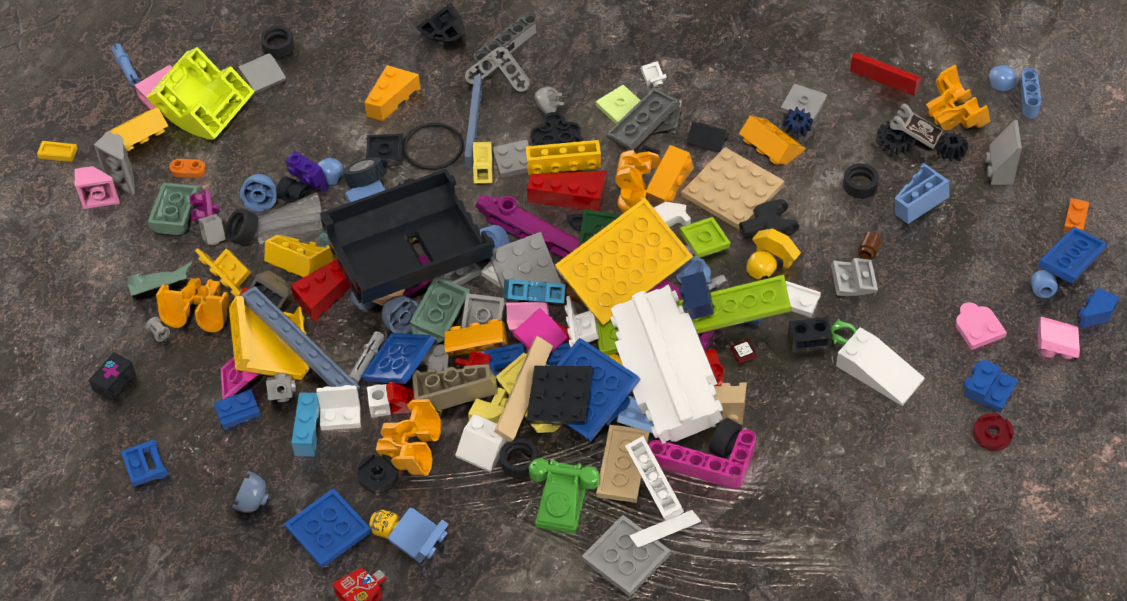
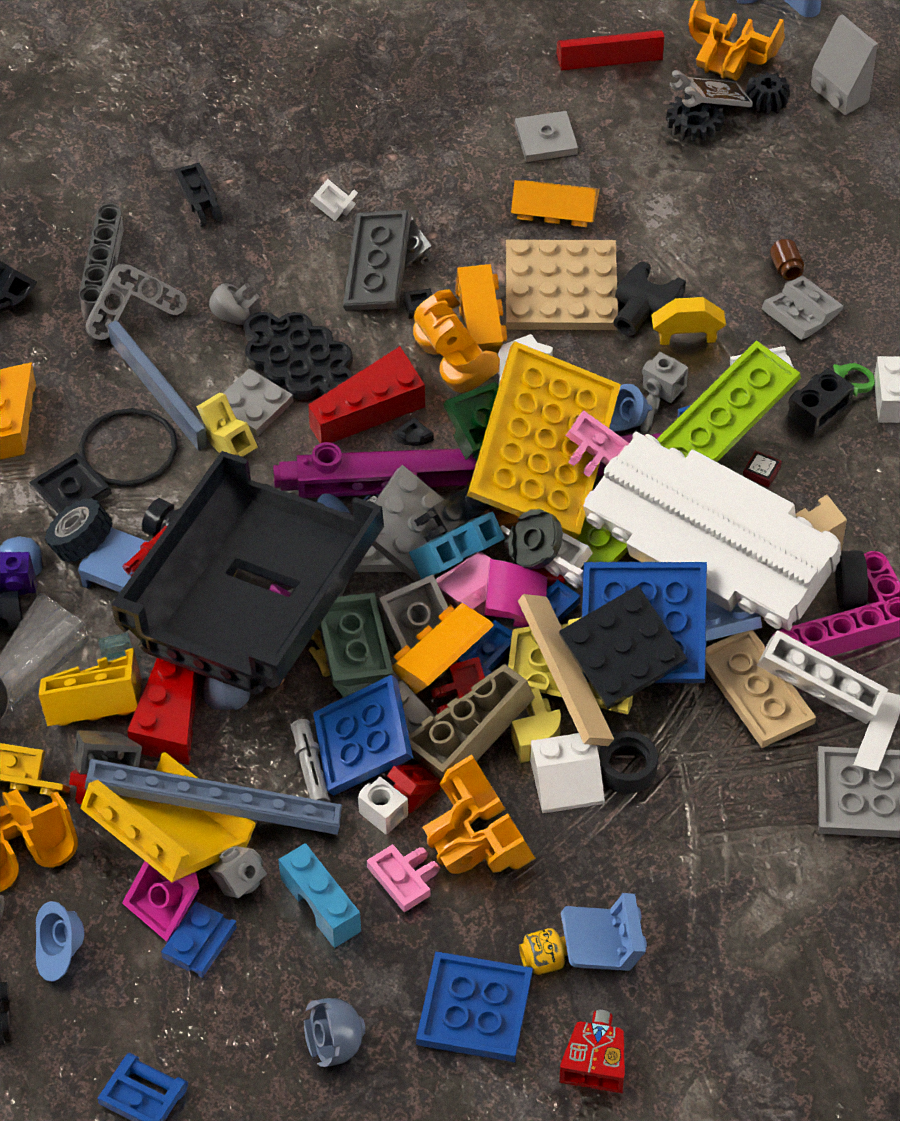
camera: 40 degrees left, 0 degrees up
(175, 366) = (57, 939): none -> medium blue piece
(339, 407) = (344, 844): white bracket -> none
(353, 439) = (400, 878): none -> bright pink hinge
(380, 483) = (469, 913): black plate -> none
(398, 313) = (306, 683): sand blue cylinder -> none
(545, 273) = (452, 513): none -> black hinge
(562, 493) = (726, 768): bright green piece -> none
(563, 157) = (332, 360): yellow brick -> none
(571, 311) = (535, 539): none -> pearl dark grey tile
(589, 33) = (198, 192): none -> black hinge
(617, 103) = (322, 260): yellowish green plate -> none
(648, 275) = (596, 440): none -> bright pink hinge
(696, 295) = (686, 423): dark blue brick -> none
(704, 237) = (593, 354): lime plate -> none
(707, 136) = (472, 239): black panel -> none
(734, 269) = (664, 377): none -> light grey brick
(761, 264) = (688, 351): yellow hair -> none
(803, 119) = (566, 161): dark blue gear -> none
(860, 170) = (703, 176): black tyre -> none
(921, 194) = (791, 164): medium blue wedge -> none

